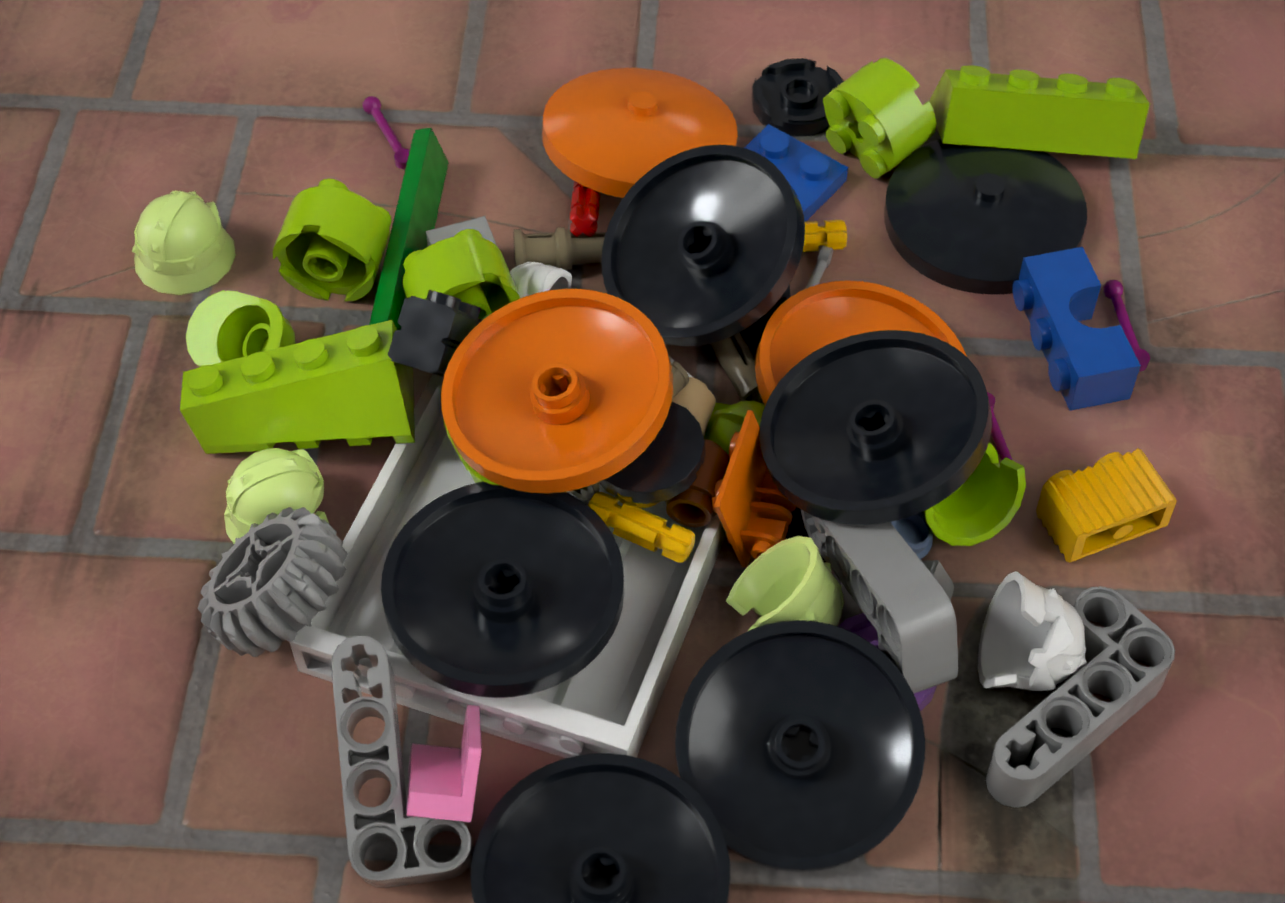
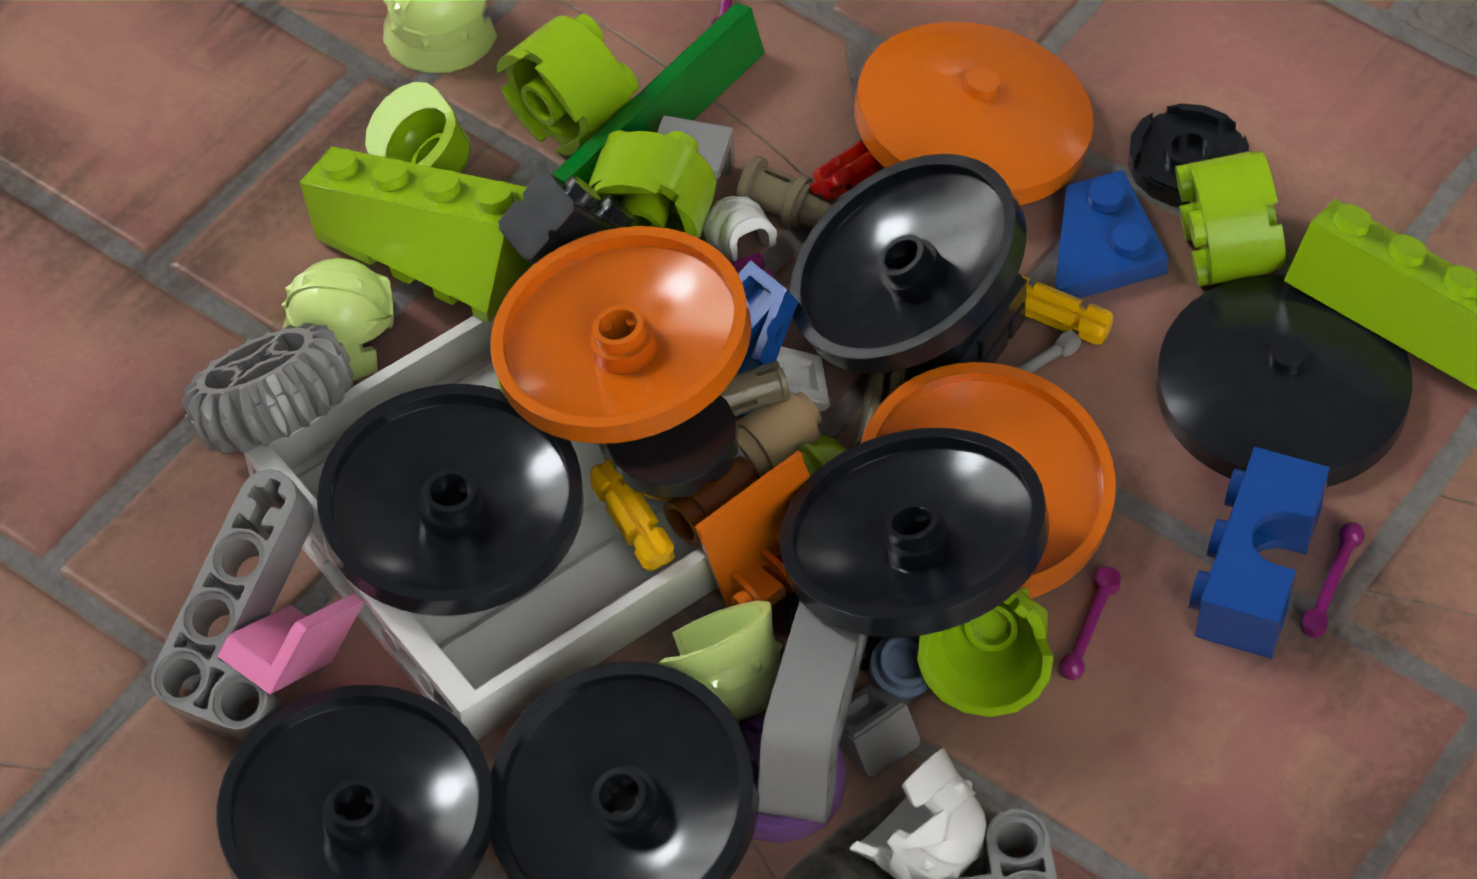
camera: 35 degrees right, 0 degrees up
(1104, 504) = (1129, 744): yellow brick -> none

